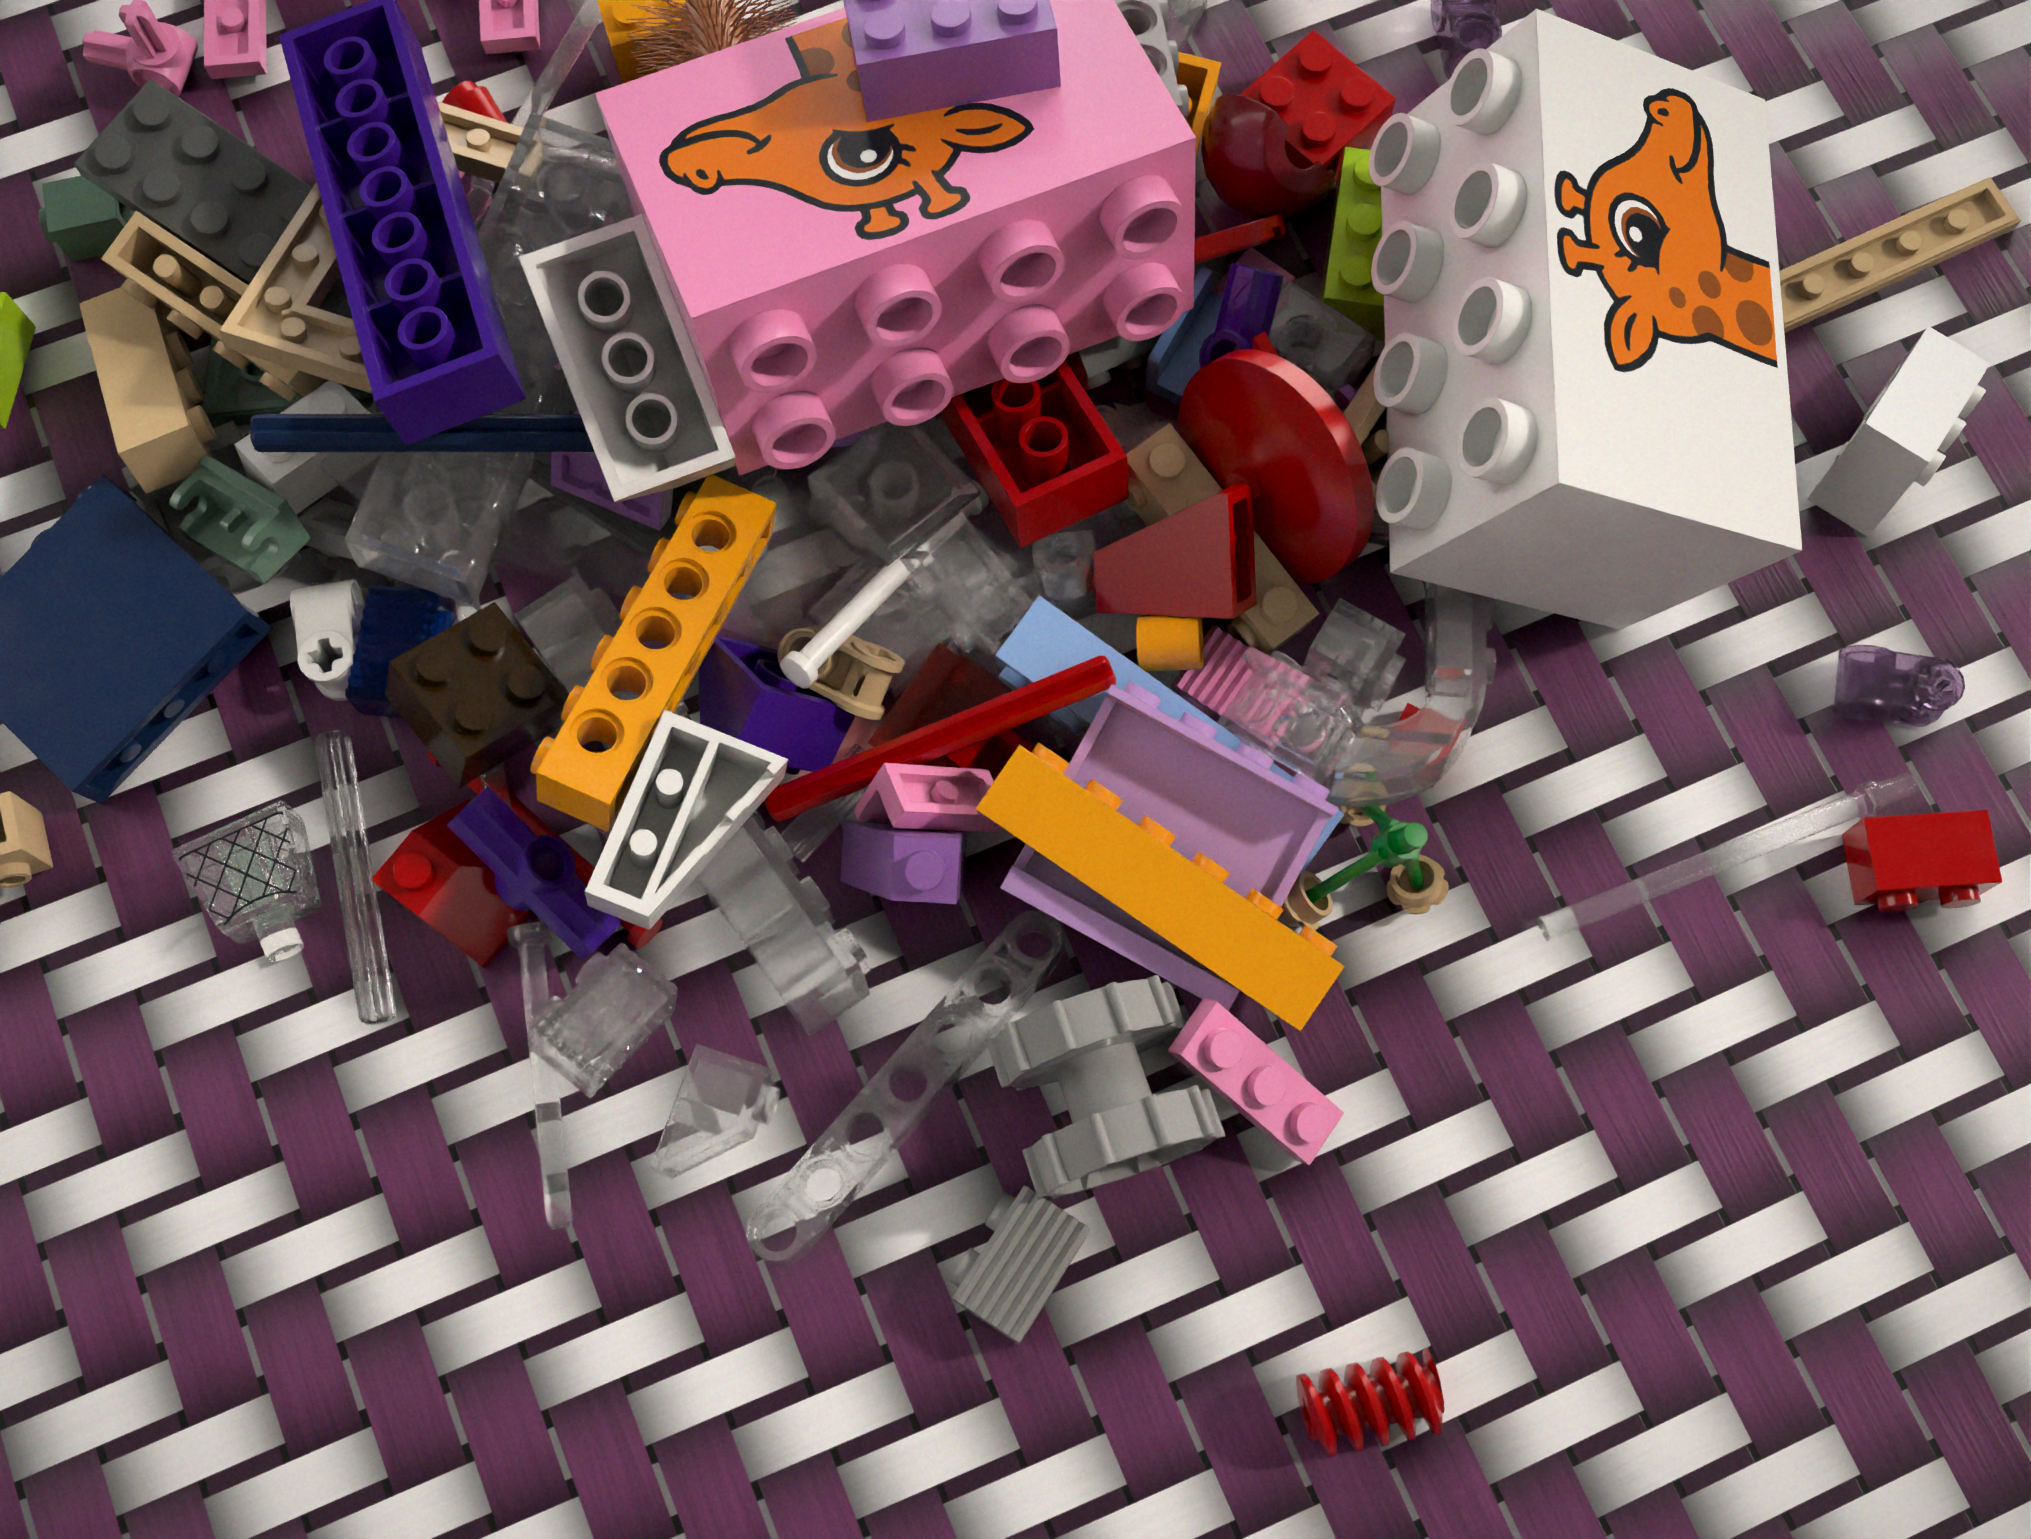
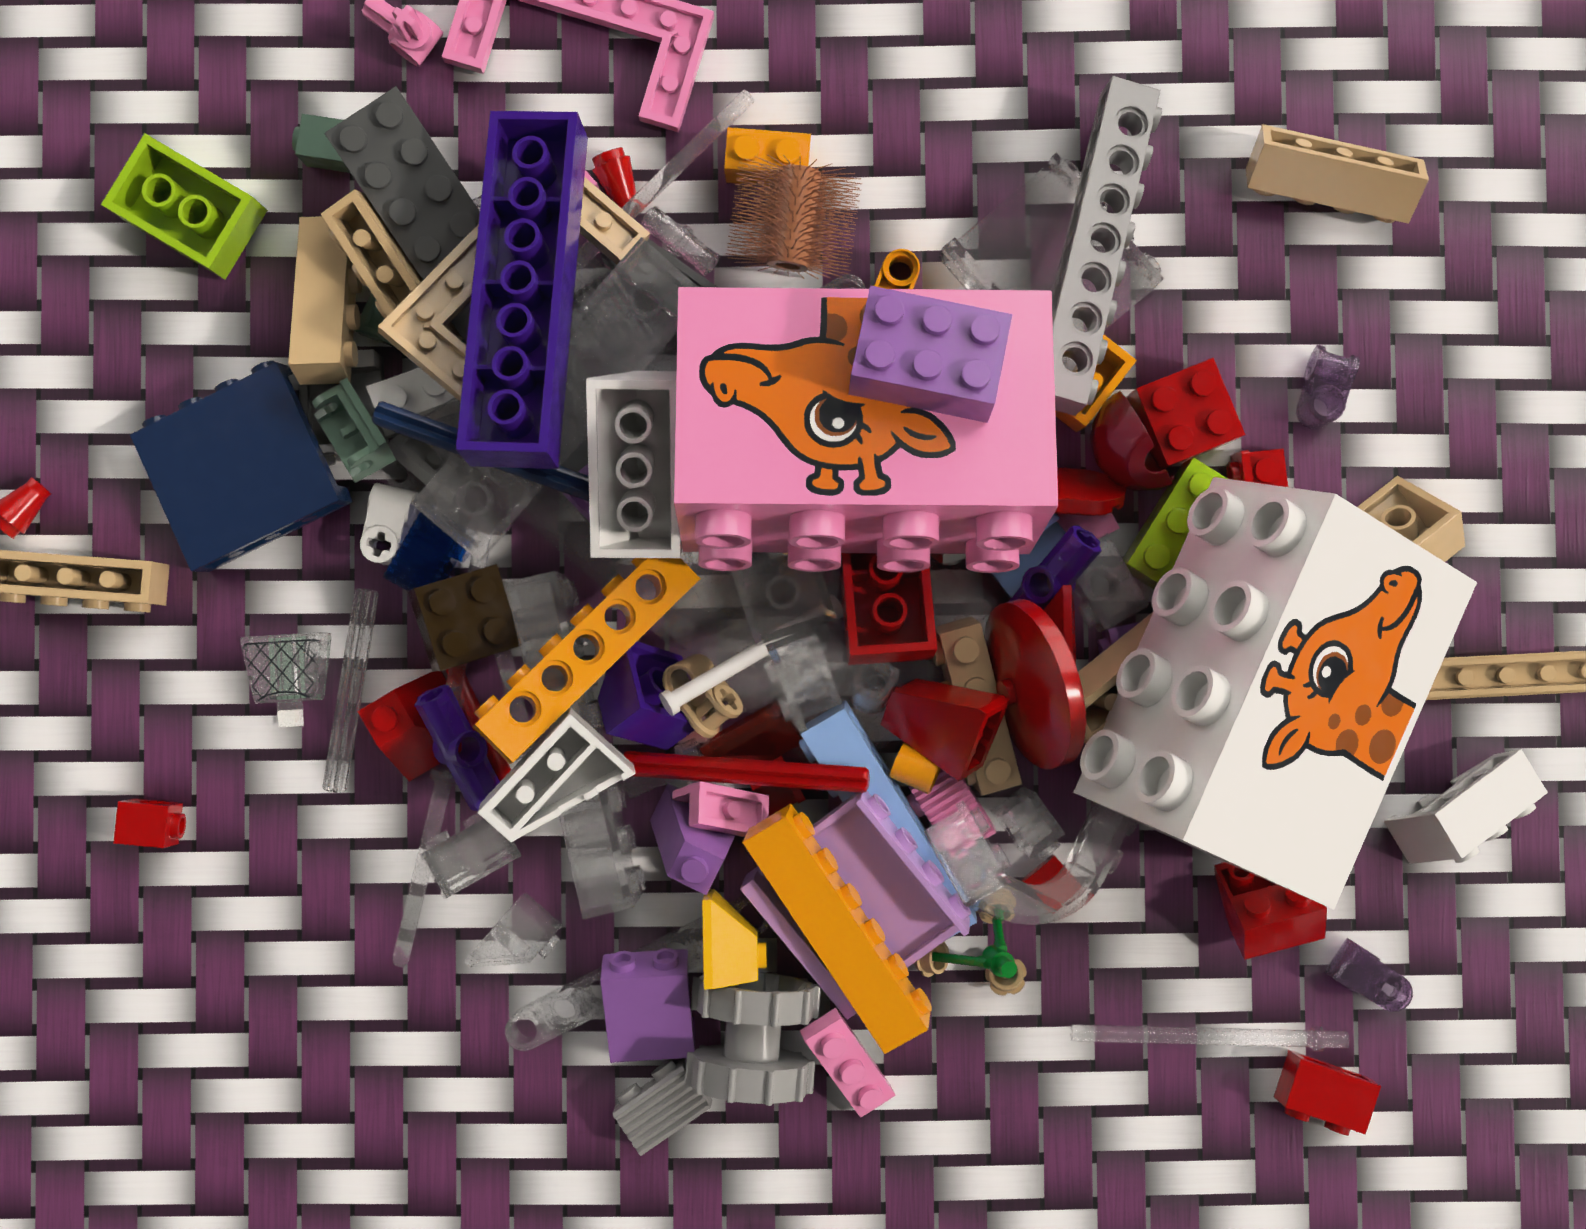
camera: 15 degrees right, 15 degrees up
(121, 1168) = (149, 823): none -> red brick
(940, 1116) = (647, 1005): none -> medium lavender panel
(1013, 959) = (729, 945): none -> yellow slope
(1720, 649) = (1265, 914): none -> red slope

